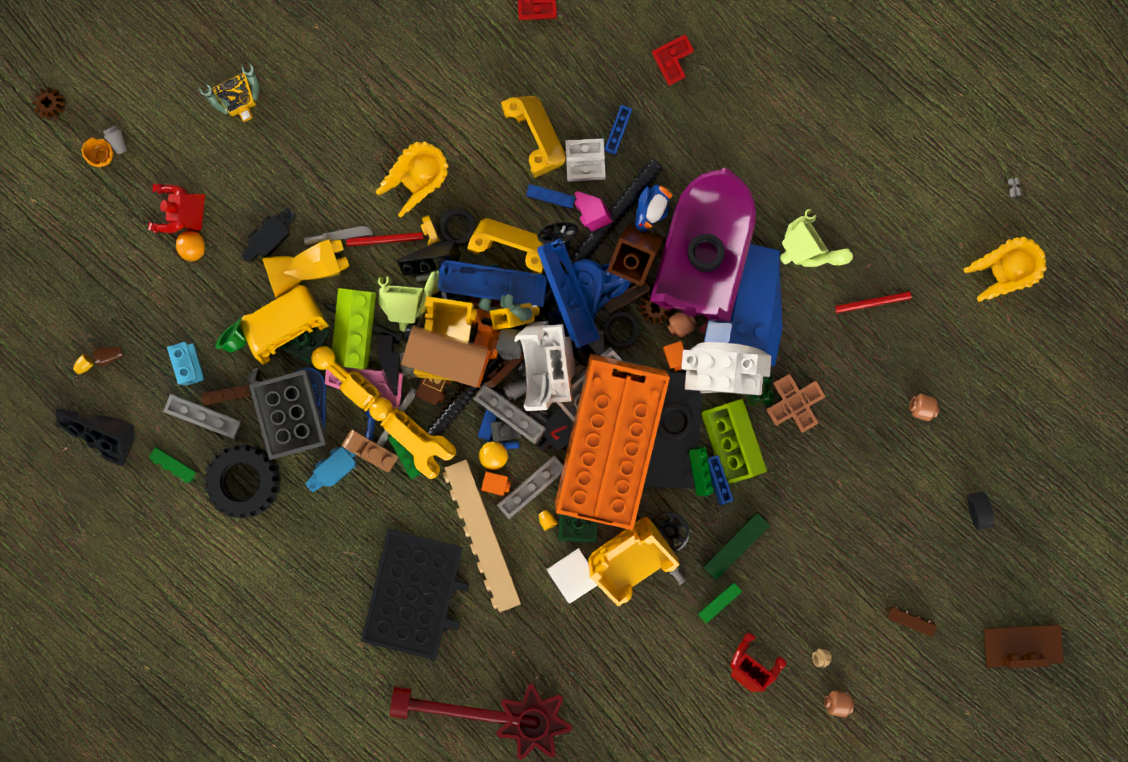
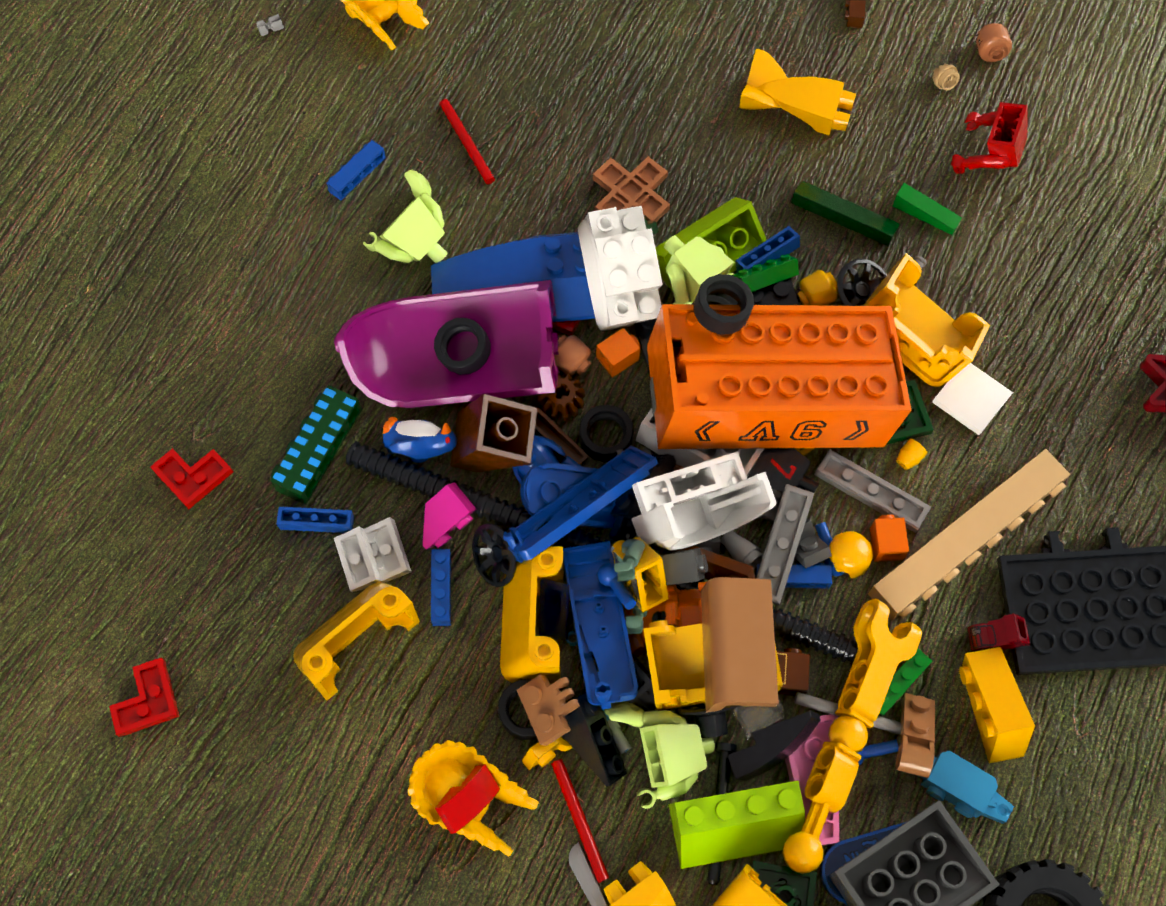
camera: 110 degrees left, 20 degrees down
(374, 506) = (997, 704): none -> yellow wedge
(409, 174) = (468, 800): none -> red slope
(413, 525) = (1004, 633): none -> dark red leg
(450, 236) = (548, 707): none -> medium nougat hinge
(511, 260) = (554, 609): none -> slope
(519, 298) = (608, 577): none -> blue bar
(656, 430) = (728, 285): none -> black tyre
(669, 142) = (316, 444): none -> dark green brick
(680, 502) = (818, 289): none -> yellow head
(707, 416) = (692, 265): none -> yellowish green torso
(832, 549) = (807, 98): none -> yellow hips
(871, 219) = (356, 170): none -> blue piece
(924, 407) = (584, 46): nougat head -> none

